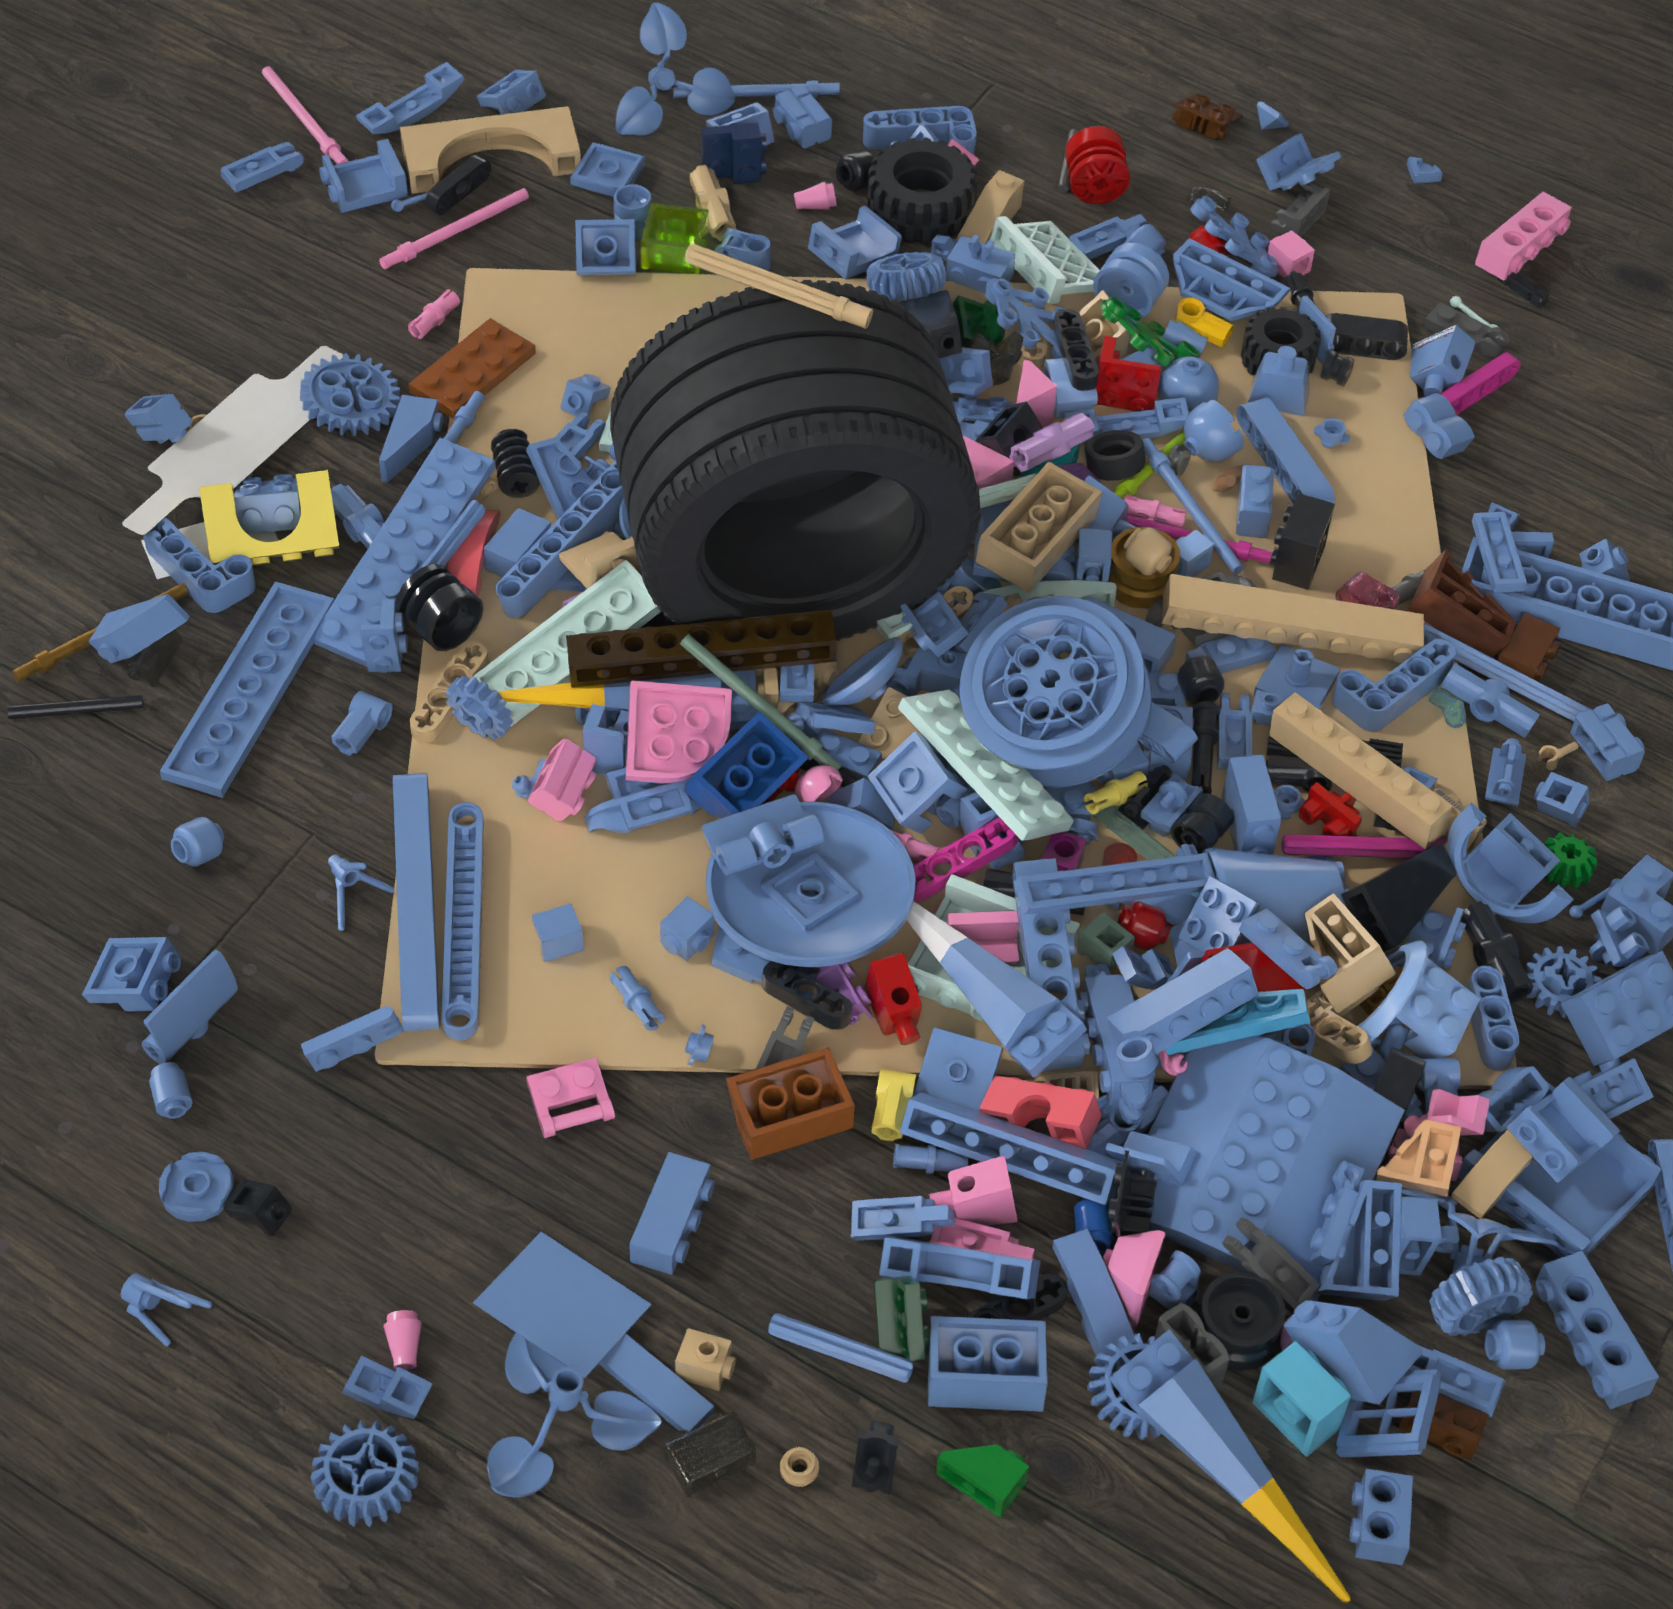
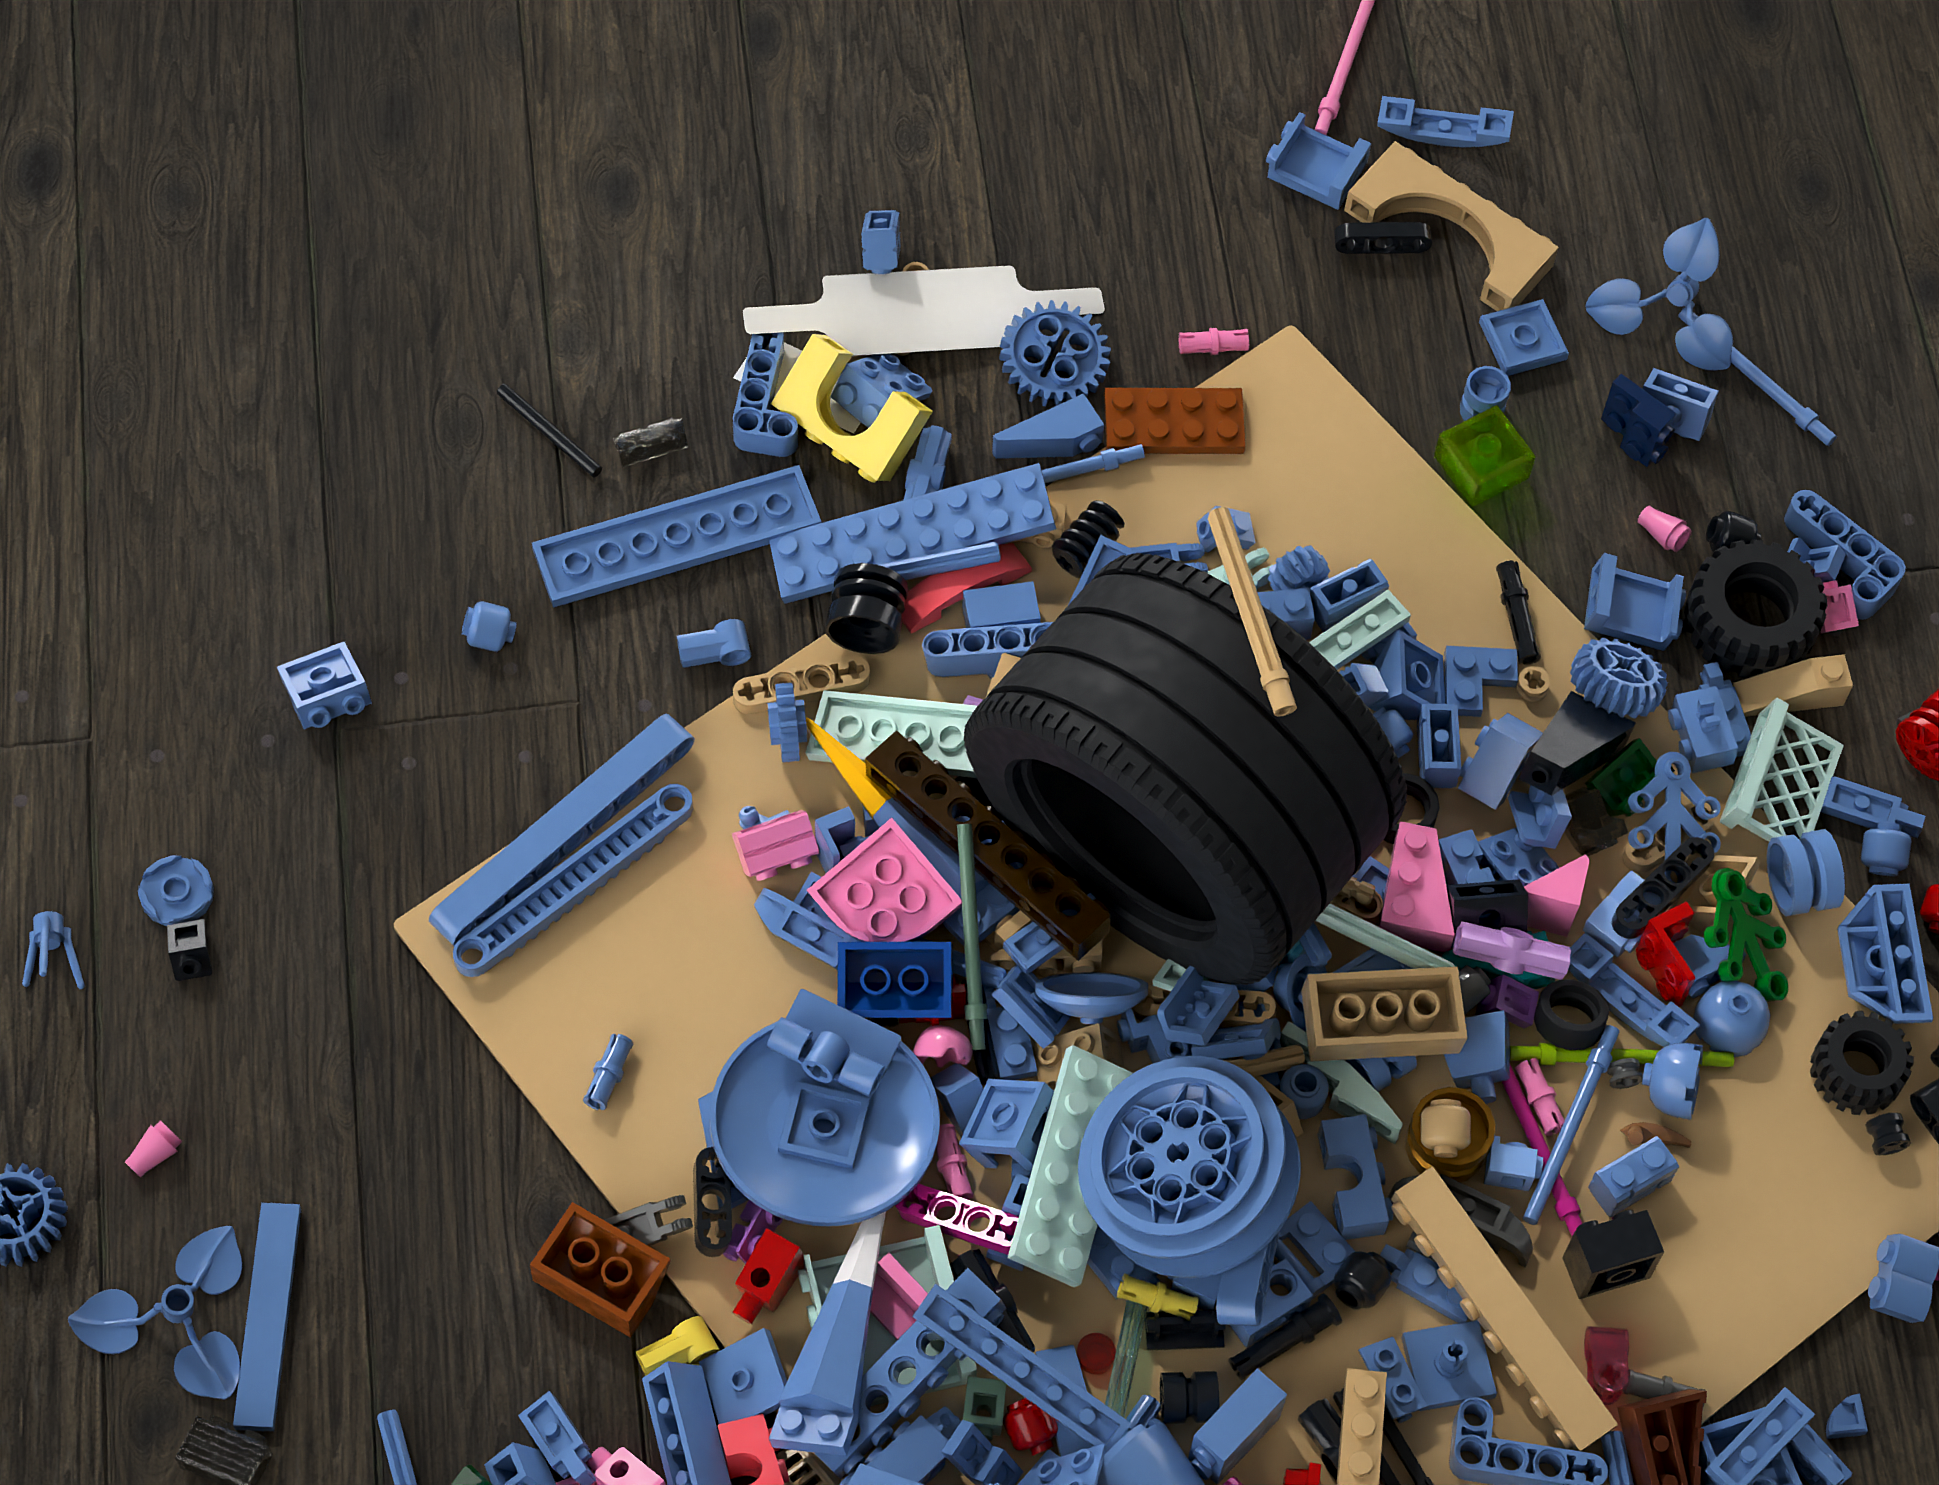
camera: 50 degrees right, 10 degrees up
(46, 660) = (572, 371): pearl gold bar -> none
(136, 627) = (644, 407): medium blue slope -> none
(170, 1090) = (240, 801): medium blue brick -> none
(189, 1008) = (317, 752): medium blue panel -> none
(261, 166) = (1253, 76): medium blue hinge -> none
(347, 875) = (552, 759): medium blue plant -> none
(352, 1038) = (387, 890): medium blue hinge -> none
(385, 642) = (806, 598): medium blue bracket -> none
(387, 1390) = (104, 1171): medium blue slope -> none
(398, 205) = (1315, 212): medium blue hinge -> none
(409, 250) = (1267, 263): bright pink bar -> none
(514, 92) = (1540, 191): medium blue bracket -> none
(558, 932) = (619, 960): medium blue panel -> none
(562, 1304) = (274, 1241): medium blue sticker -> none
(565, 1087) = (483, 1086): bright pink plate -> none
(605, 247) = (1414, 412): medium blue slope -> none
(671, 1214) = (425, 1258): medium blue brick -> none
(687, 929) = (705, 1055): medium blue brick -> none
(699, 1045) = (599, 1155): medium blue plate -> none
(704, 1360) = (306, 1388): tan brick -> none
(714, 198) = (1568, 450): tan piece -> none
(746, 248) = (1530, 517): medium blue piece -> none
(802, 117) = (1756, 440): medium blue brick -> none
(927, 1159) = (639, 1414): medium blue pin -> none
(1067, 850) = (1042, 1319): magenta brick -> none
(1084, 829) = (1095, 1299): medium blue plate -> none
(1093, 555) = (1408, 1083): medium blue brick -> none
(1169, 804) = (1190, 1352): medium blue hips -> none
(1180, 332) = (1793, 964): medium blue cone -> none
(1193, 314) = (1826, 976): yellow piece -> none
(1234, 730) = (1328, 1352): medium blue hinge -> none
(1282, 380) = (1806, 1096): medium blue torso -> none
(1283, 451) = (1723, 1164): medium blue beam -> none
(1292, 800) = (1286, 1441): medium blue plate -> none
(1326, 328) = (1908, 1091): medium blue piece -> none
(1332, 432) = (1801, 1177): medium blue plate -> none

